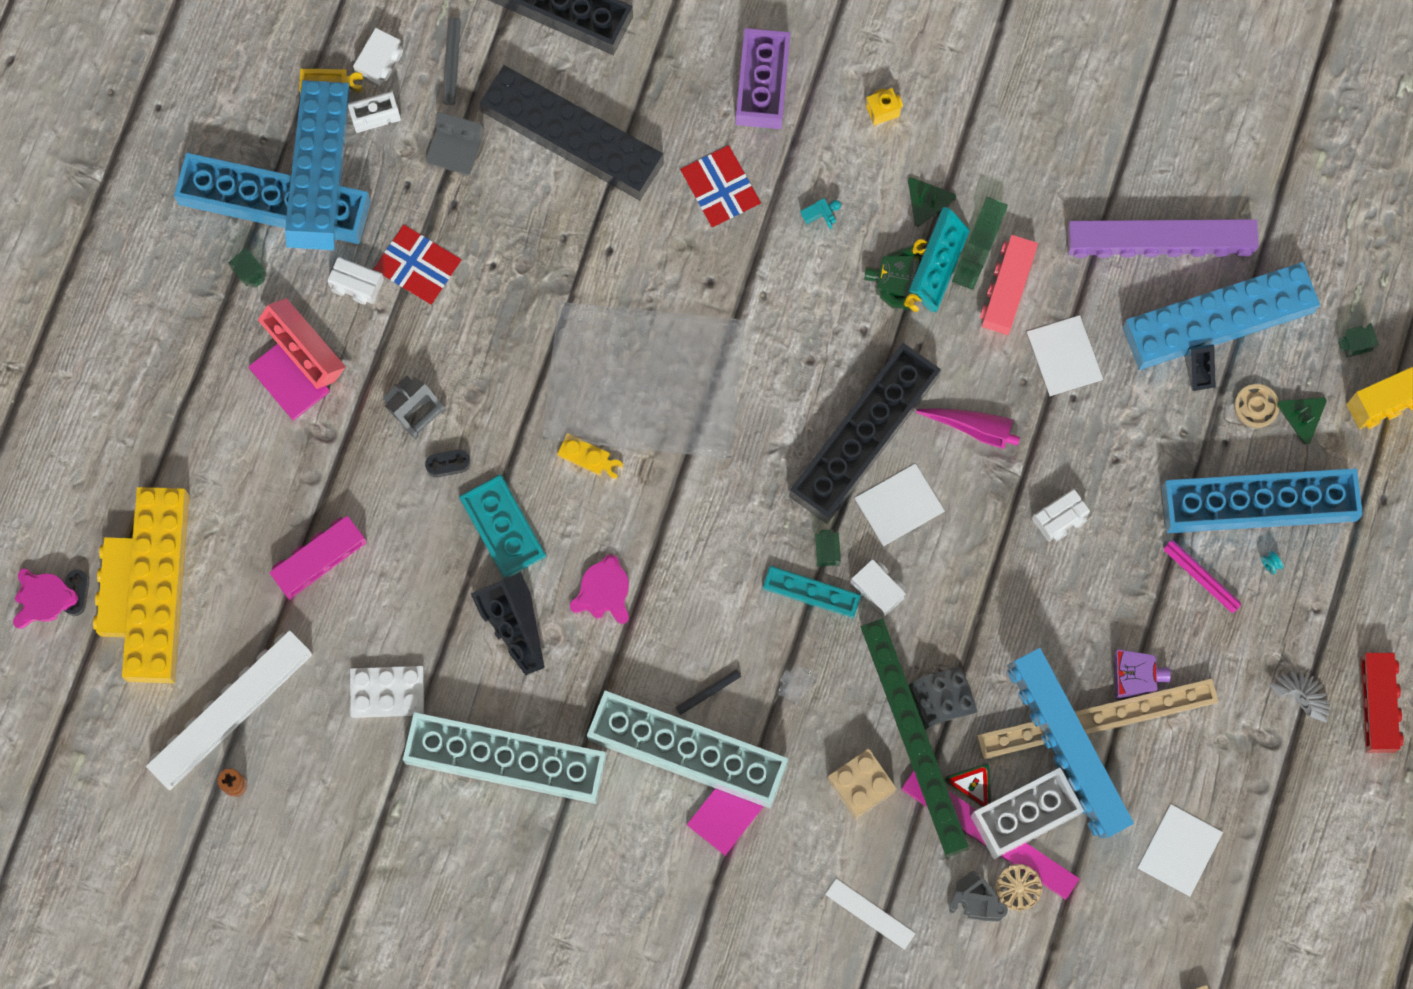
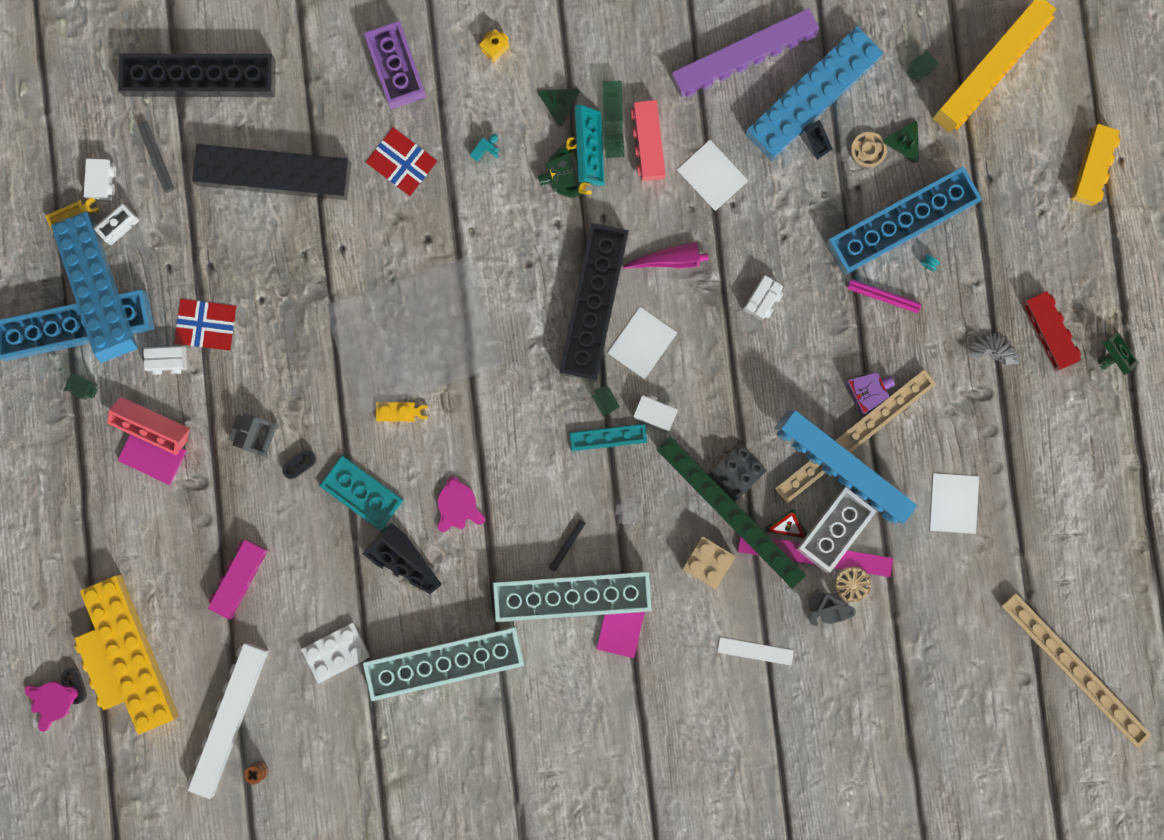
camera: 20 degrees left, 10 degrees up
(455, 143) = (189, 221): dark grey bracket -> none

